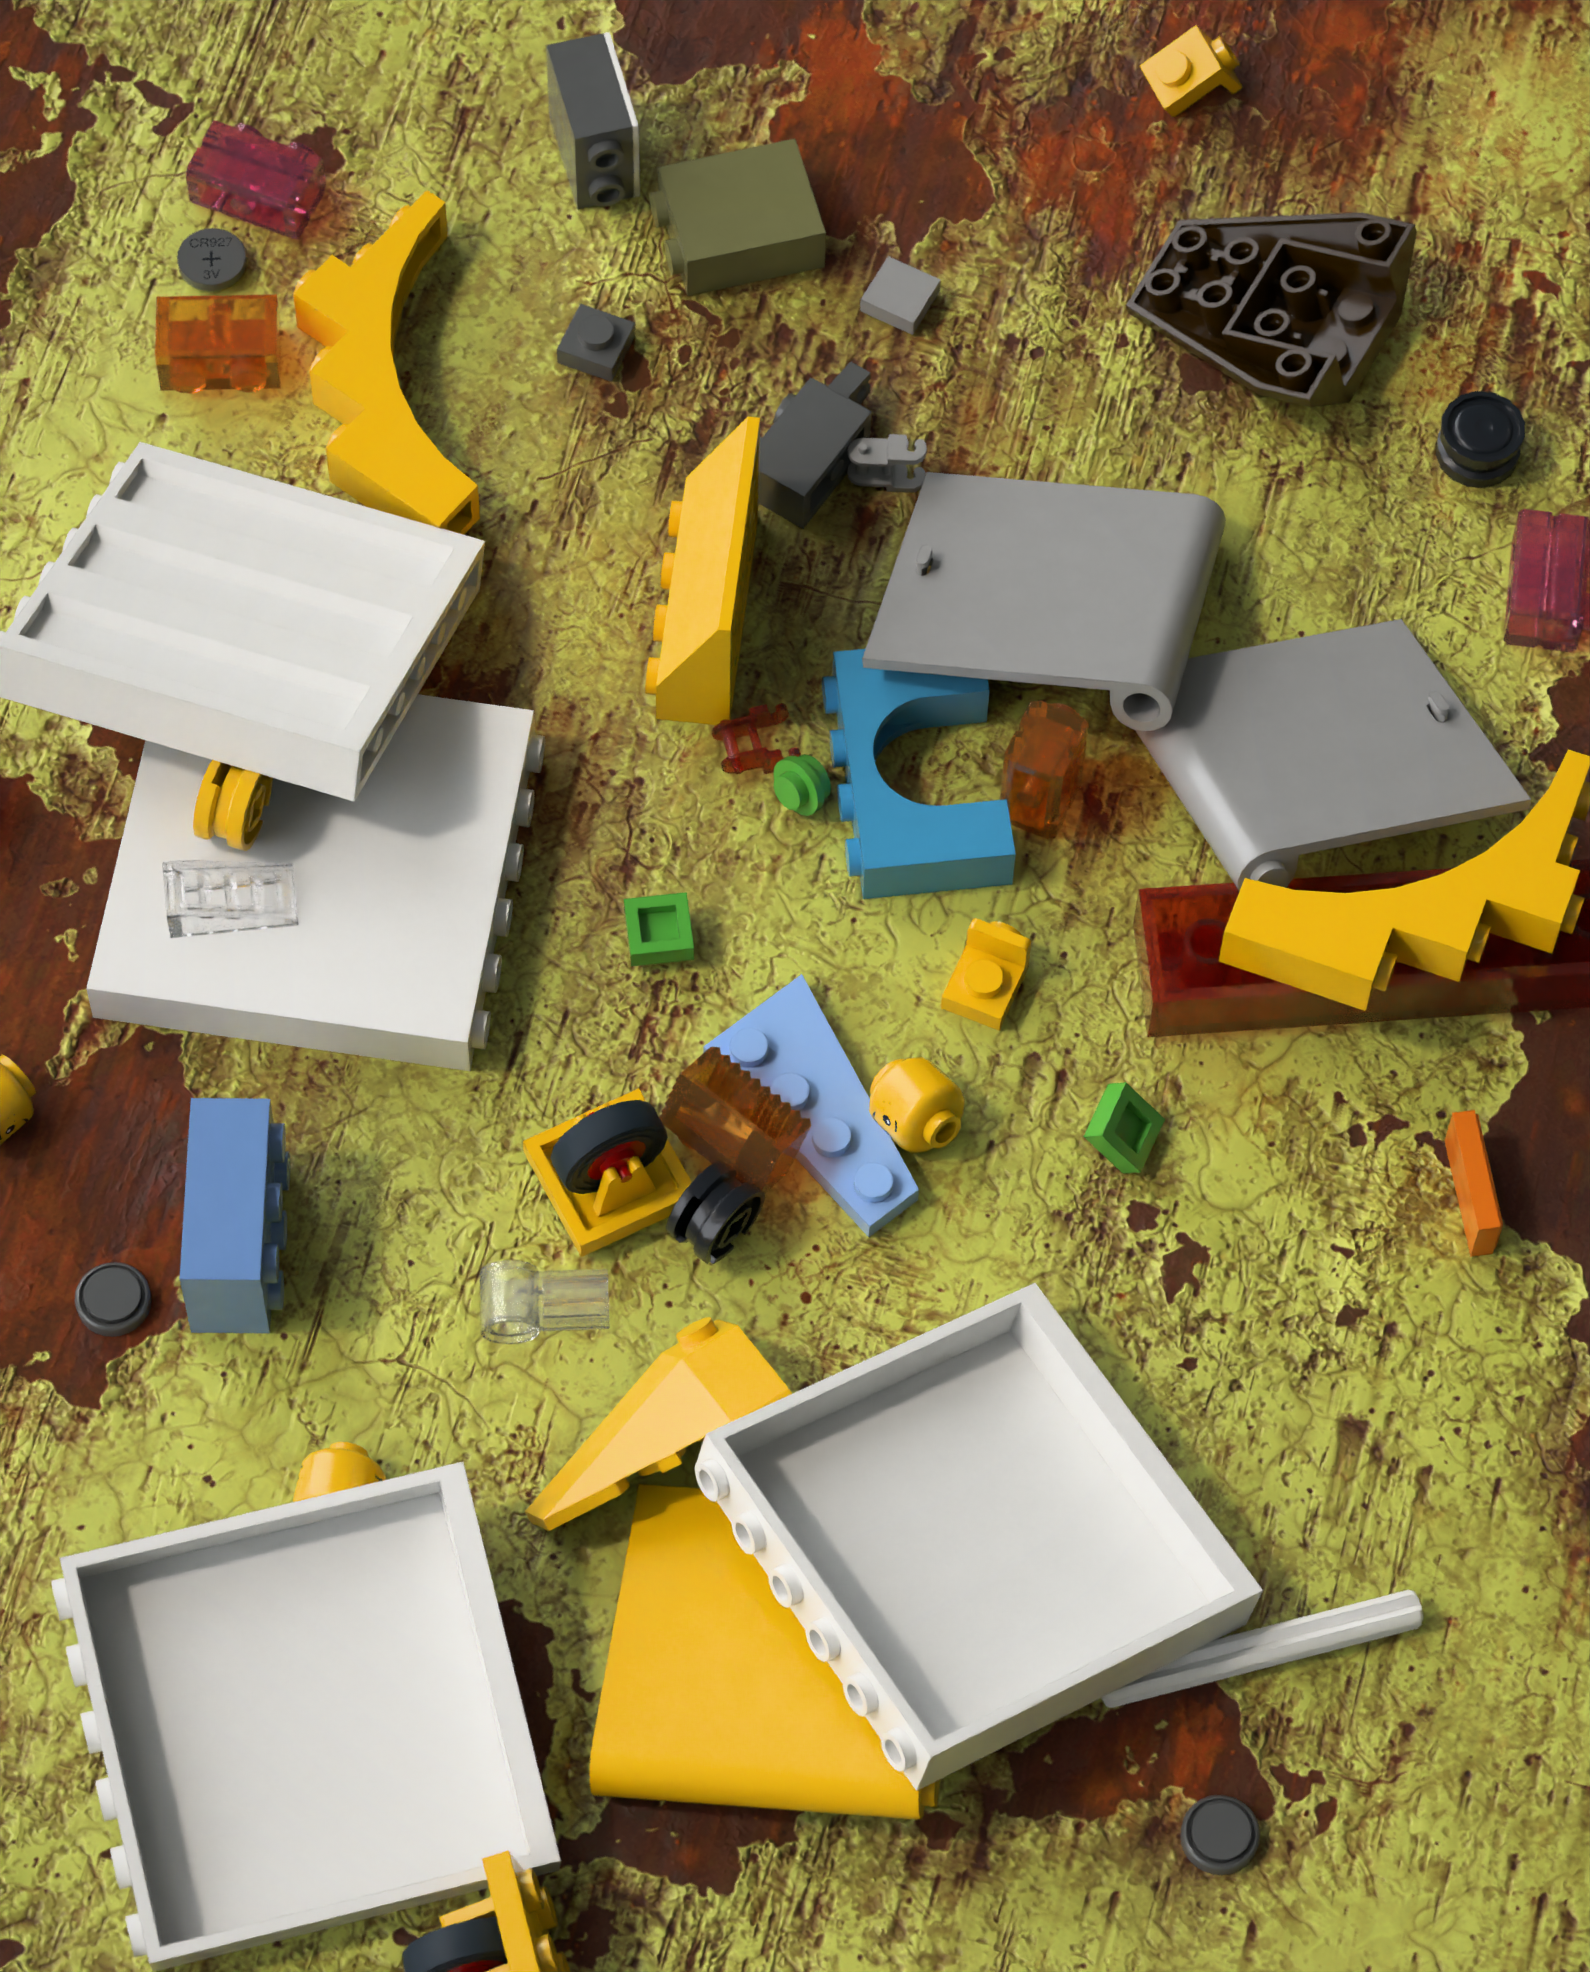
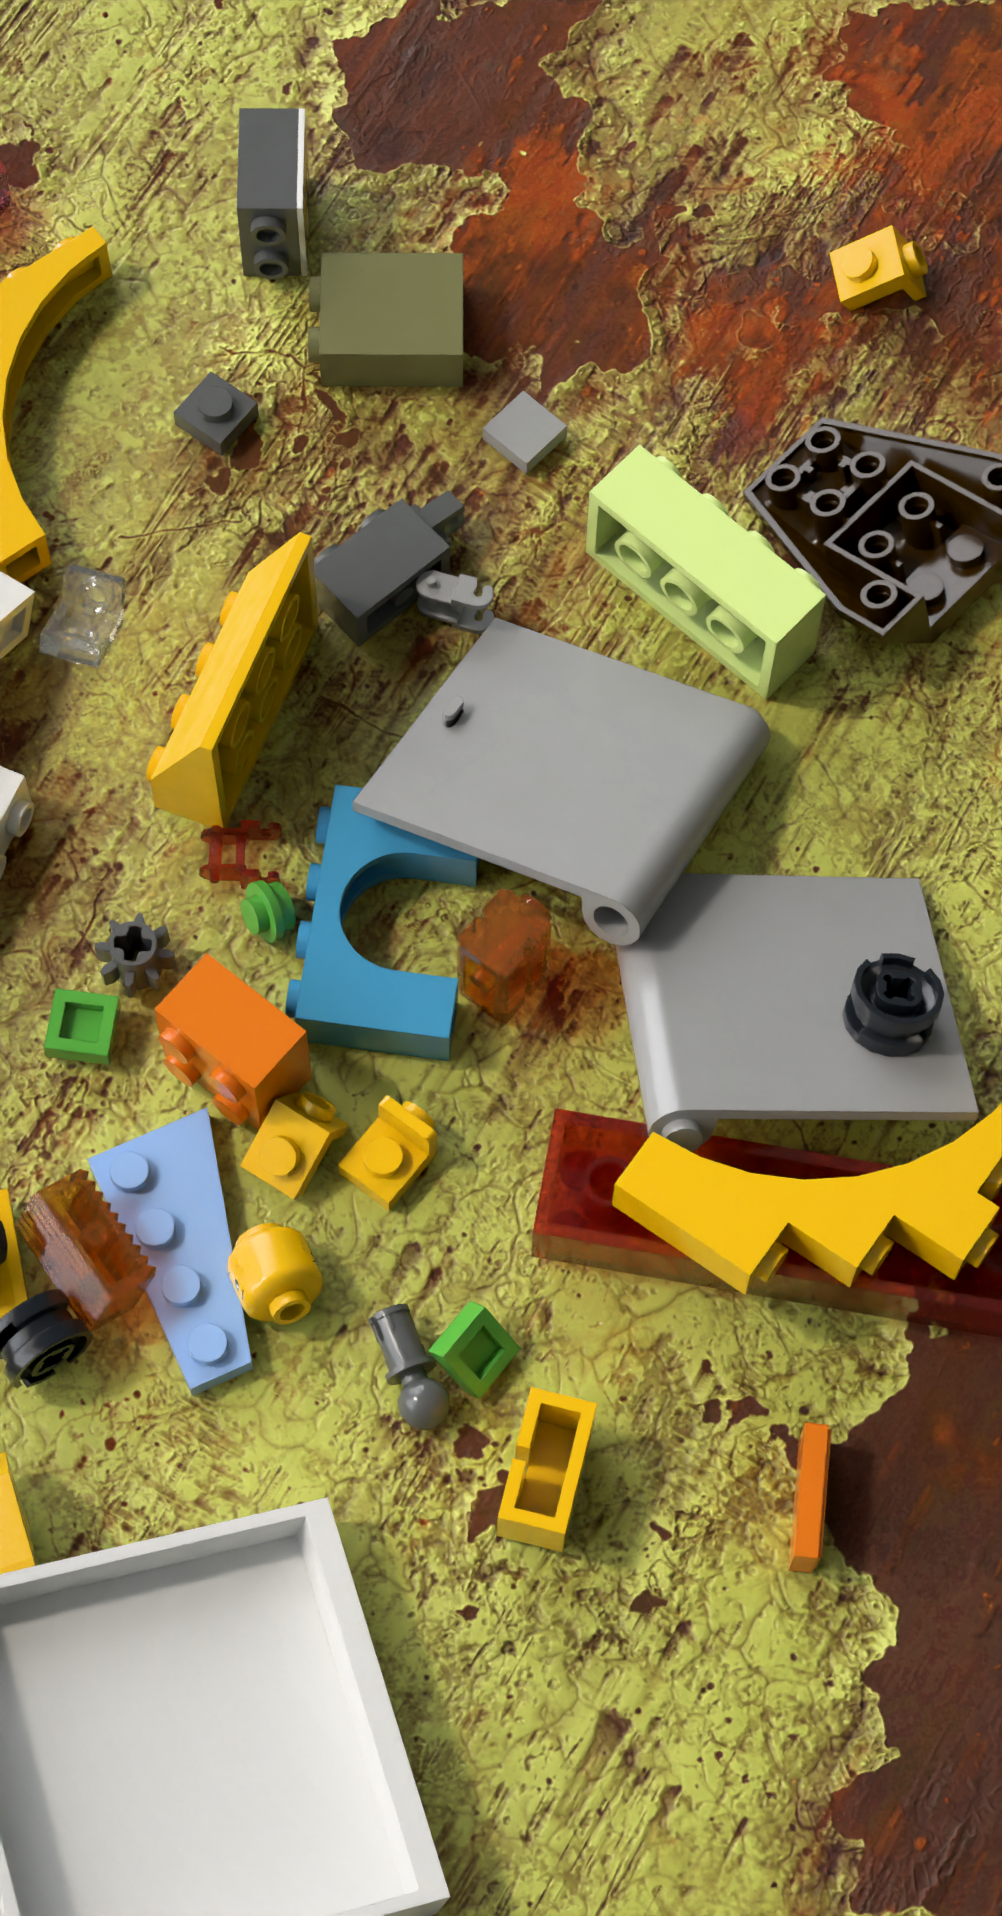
camera: 15 degrees right, 5 degrees up
(536, 555) = (86, 617): none -> clear bracket
(687, 870) = (123, 943): none -> dark grey gear
(814, 905) = (231, 1042): none -> orange brick
(893, 986) = (293, 1141): none -> yellow bracket
(1089, 1184) = (422, 1400): none -> dark grey pin
(1119, 381) = (704, 571): none -> yellowish green brick
(1228, 1213) = (554, 1451): none -> yellow piece
(1423, 723) = (892, 1005): none -> black wheel

